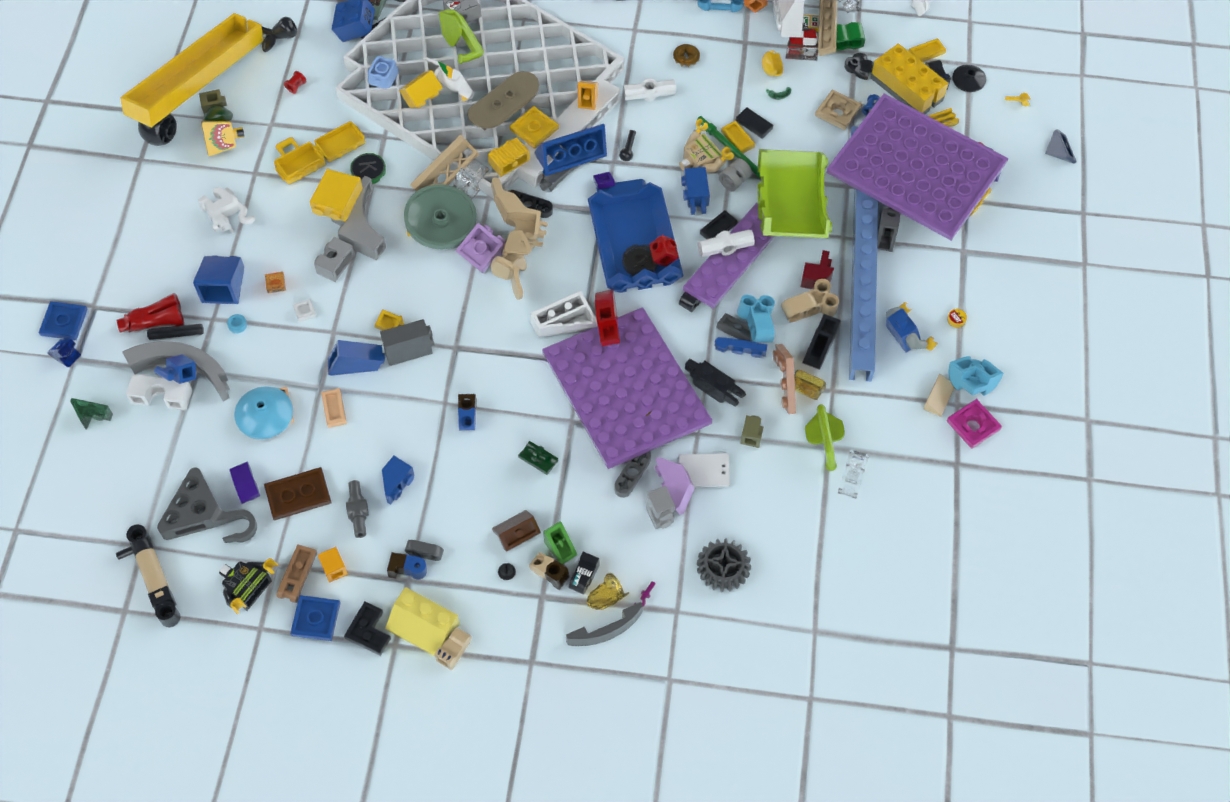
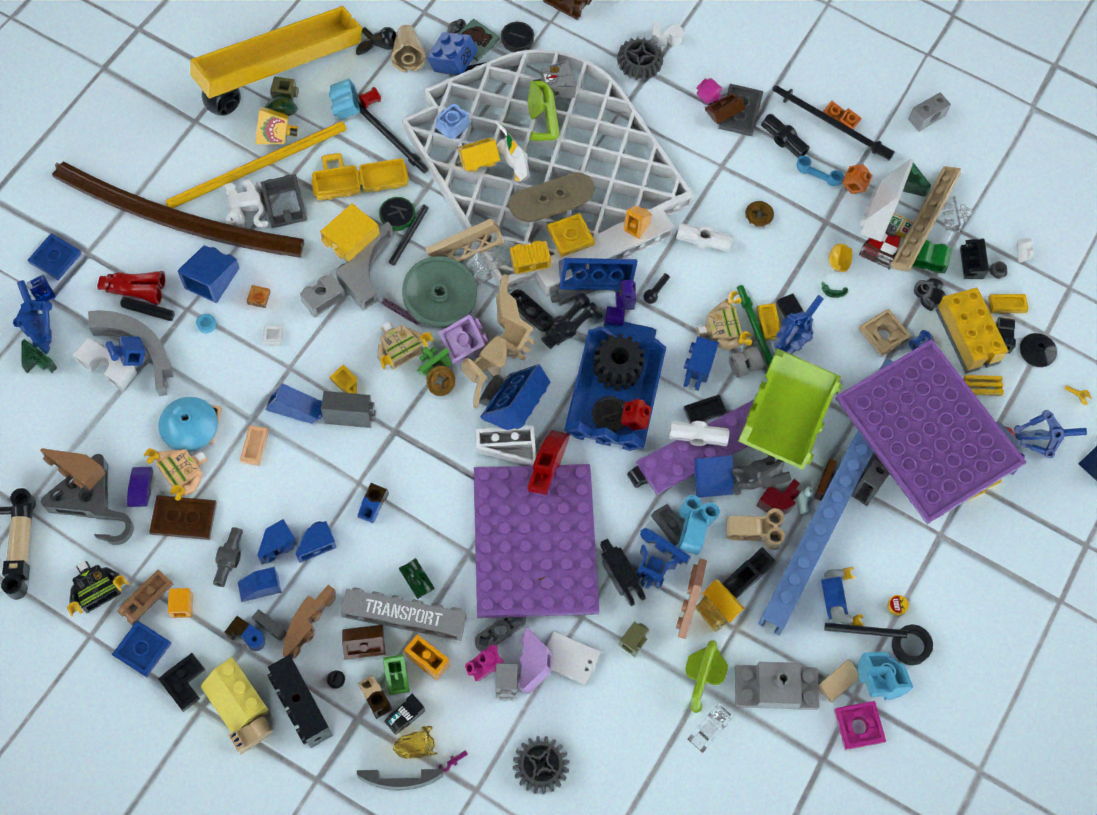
camera: 20 degrees right, 5 degrees up
(75, 381) = (34, 324): none -> blue bar
(161, 246) = (174, 218): none -> reddish brown piece
(182, 483) = (78, 466): none -> medium nougat slope
(215, 176) = (255, 165): none -> yellow axle
(259, 194) = (283, 201): none -> window
(273, 90) = (344, 99): none -> medium azure brick
(274, 453) = (179, 469): none -> torso
(311, 30) = (407, 50): none -> tan cone
(359, 118) = (413, 159): none -> black bar
(387, 182) = (408, 235): none -> black bar
(398, 520) = (259, 584): none -> blue slope
(413, 249) = (398, 310): none -> piece
(427, 273) = (400, 345): none -> tan torso
(432, 464) = (315, 541): none -> blue slope
(455, 535) = (301, 626): none -> medium nougat slope
(468, 271) = (442, 359): none -> bright green hips
(483, 293) = (447, 384): none -> pearl gold gear
(485, 599) = (302, 706): none -> black brick
(527, 279) = (491, 389): none -> dark grey helmet
(541, 492) = (403, 614): none -> light grey brick
(554, 274) = (516, 398): none -> blue slope
(563, 206) = (564, 329): none -> black piece
(581, 517) = (427, 657): none -> light orange brick
(607, 159) = (627, 296): none -> dark purple leg
(627, 213) = (618, 362): none -> black wheel
(633, 502) = (484, 663): none -> dark pink hips
(739, 368) = (653, 569): none -> blue piece
(754, 274) = (714, 476): none -> blue tile
(766, 133) = (797, 329): none -> blue bar
(793, 257) = (763, 472): none -> dark grey animal
(813, 368) = (723, 600): none -> yellow tile
(837, 263) = (803, 498): none -> light aqua arm
(848, 242) = (825, 479): none -> reddish brown tile
(883, 26) = (974, 259): none -> black hinge
(889, 421) = (776, 686): none -> light grey brick
(906, 27) = (1001, 266): none -> dark grey plate
(941, 346) = (866, 630): none -> black bar
(989, 332) = (923, 635): none -> black tyre
(1017, 135) = (1055, 434): none -> blue bar

